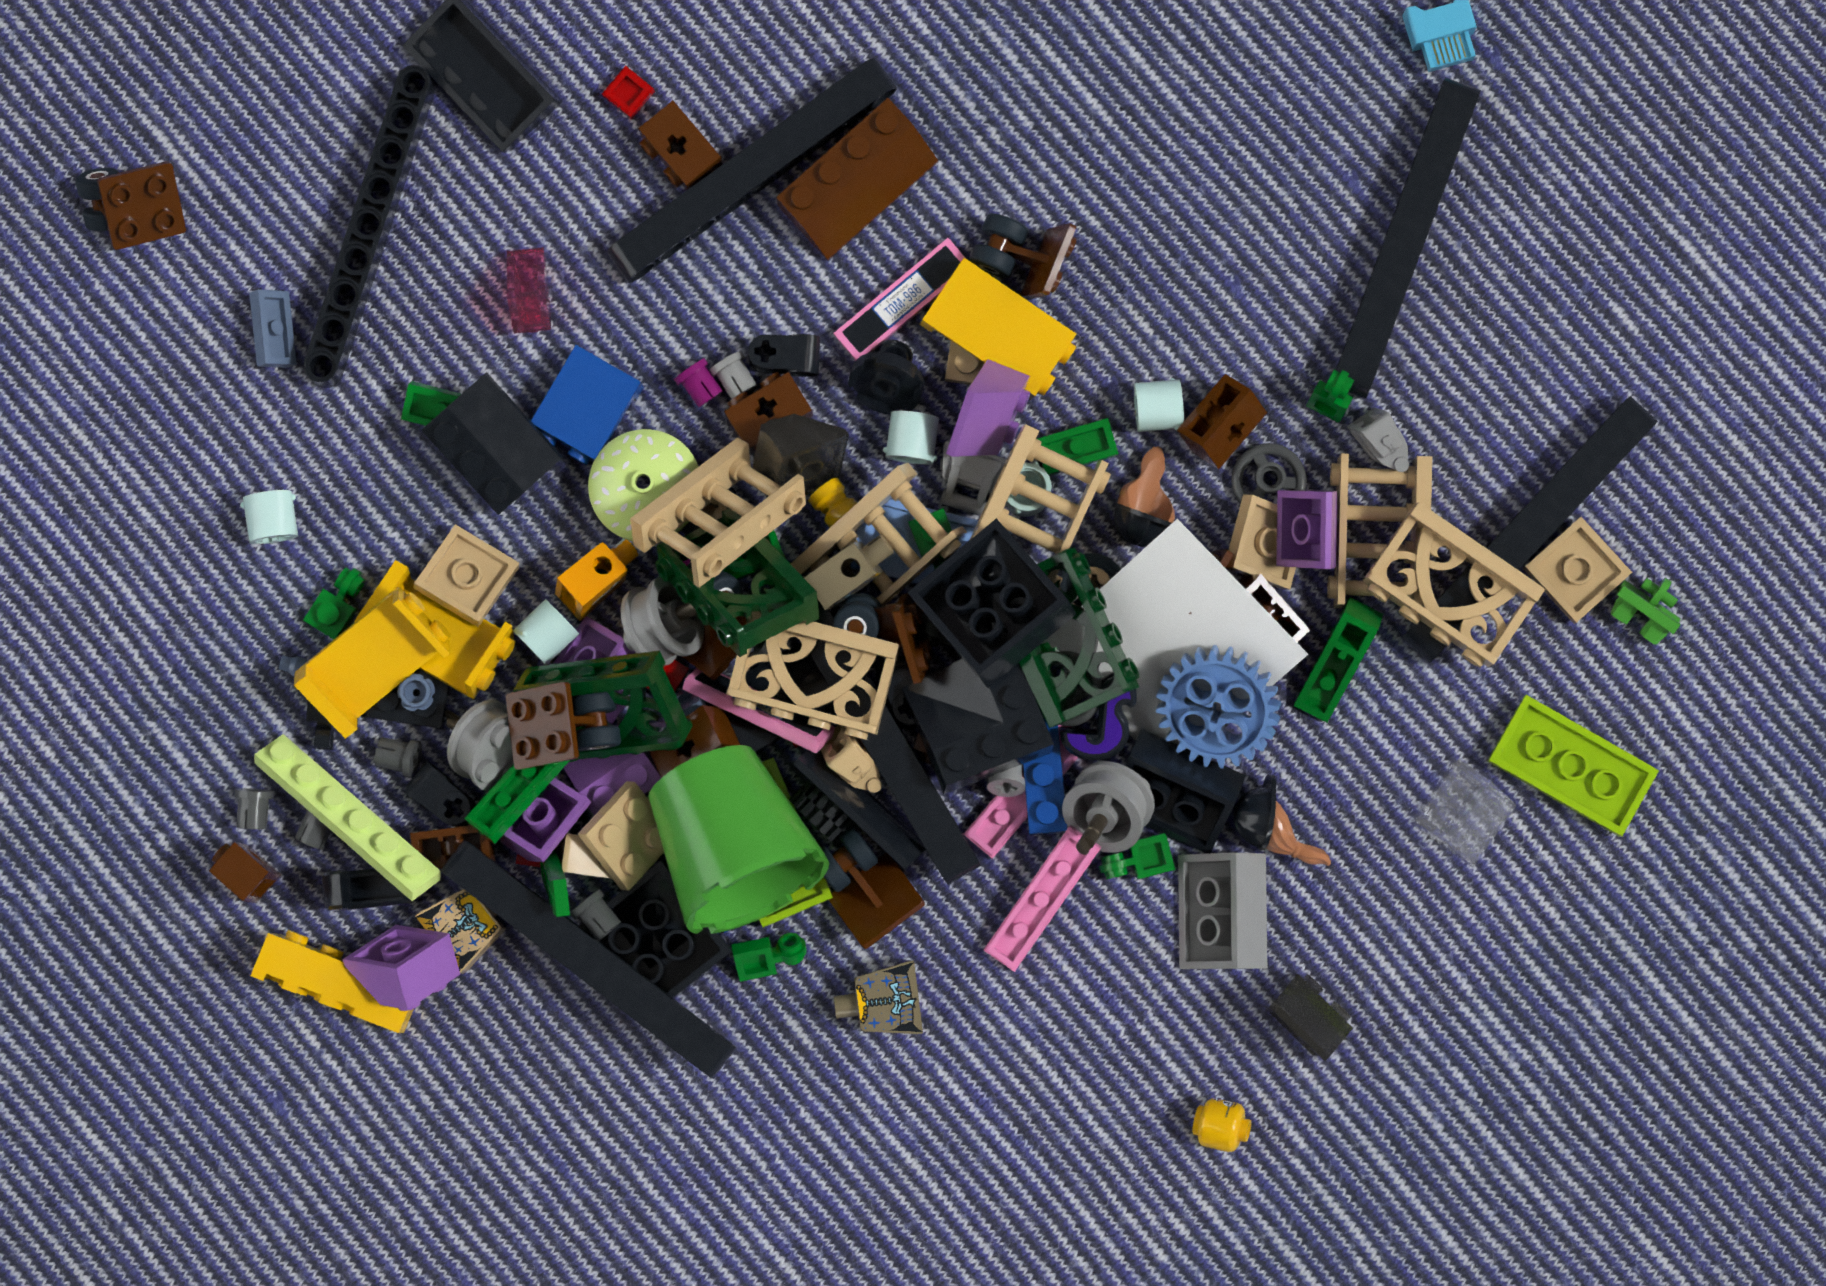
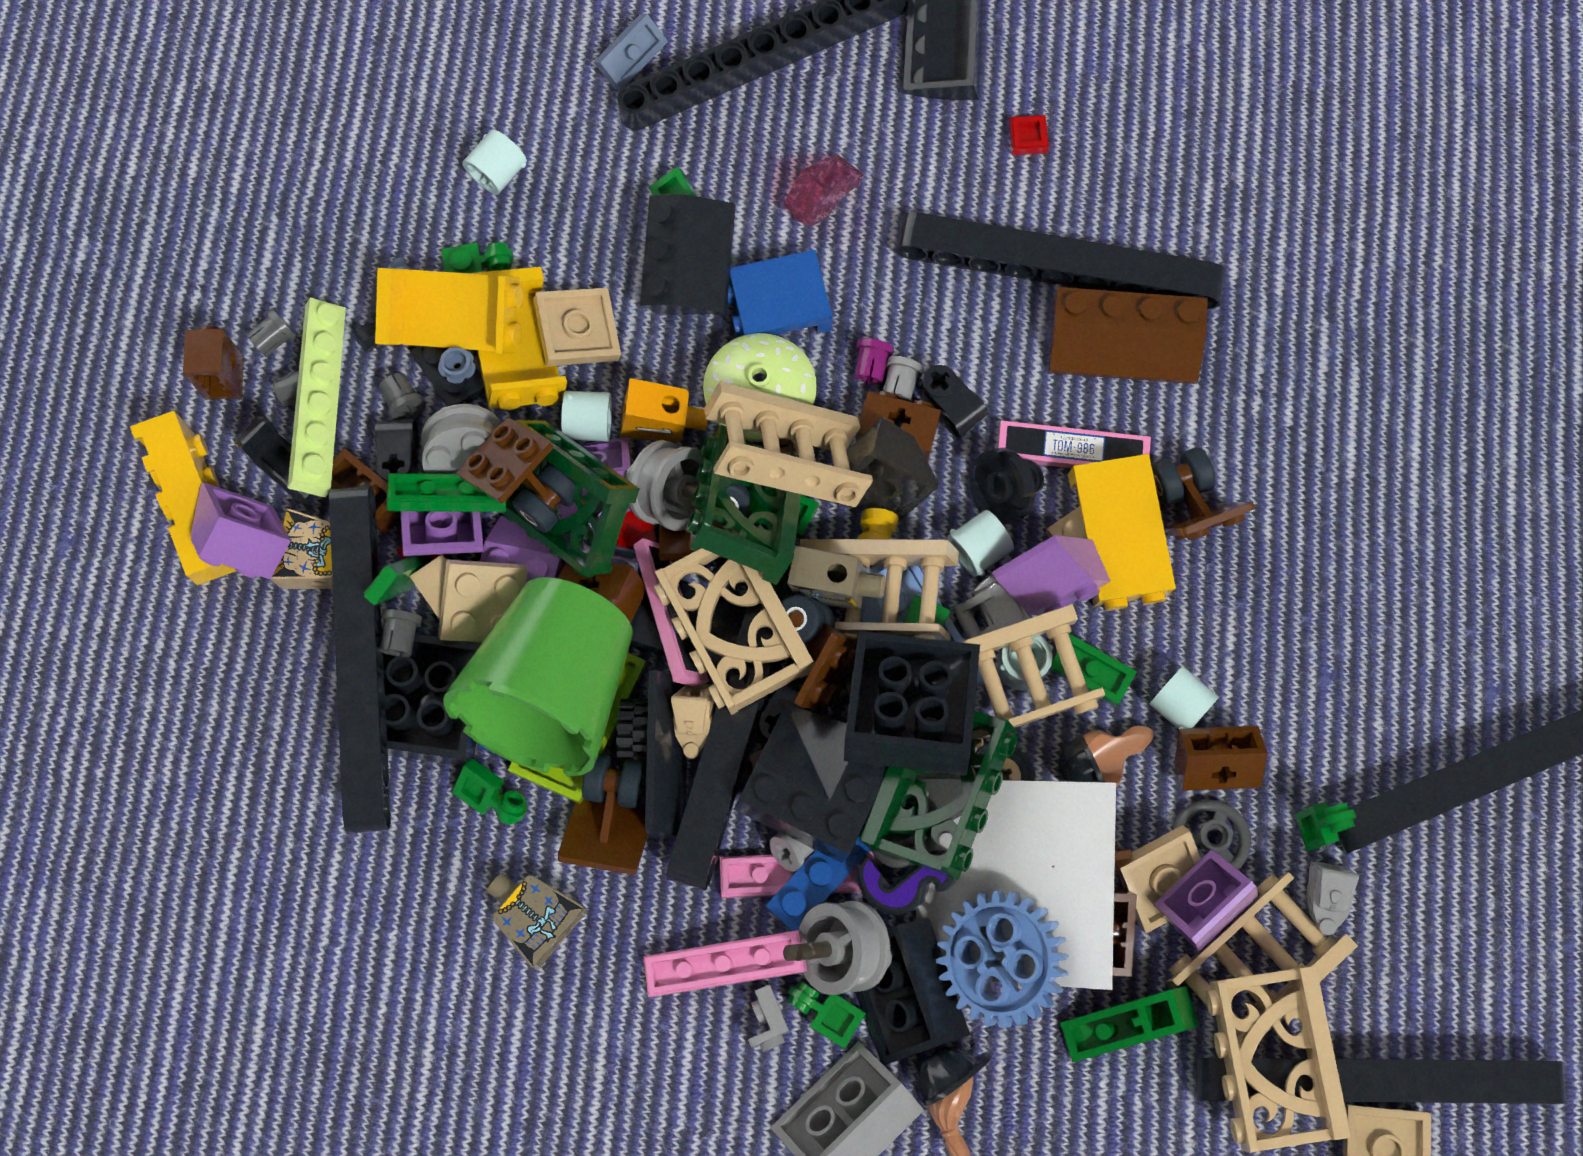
camera: 45 degrees right, 10 degrees down
(672, 127) = (1029, 179): reddish brown brick -> none
(1101, 898) = (768, 1011): none -> light grey bracket

